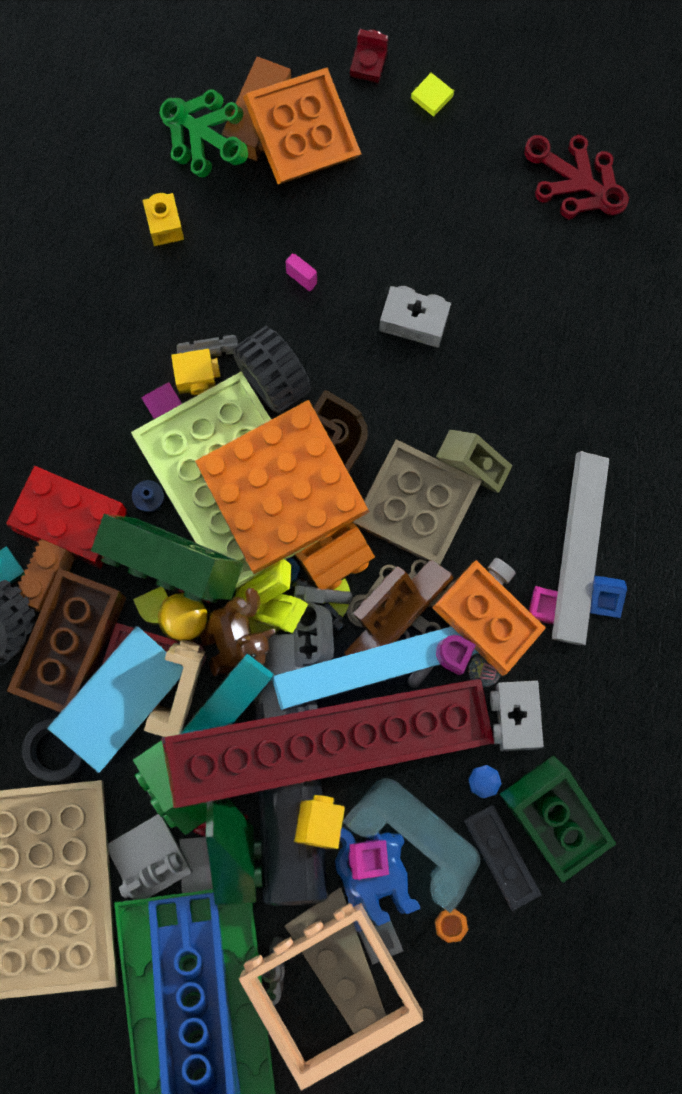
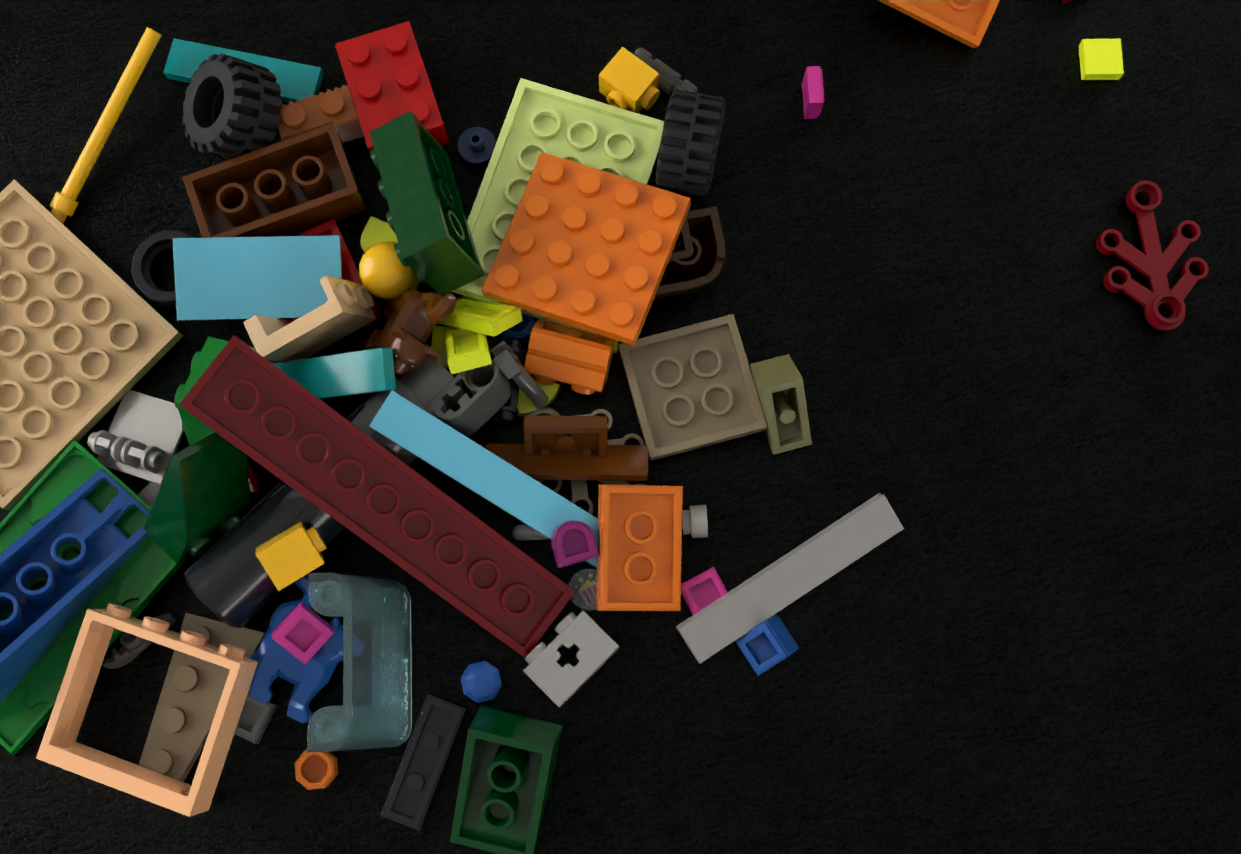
camera: 50 degrees right, 0 degrees up
(161, 400) = (577, 79): magenta tile -> none
(424, 328) = (867, 248): light grey brick -> none

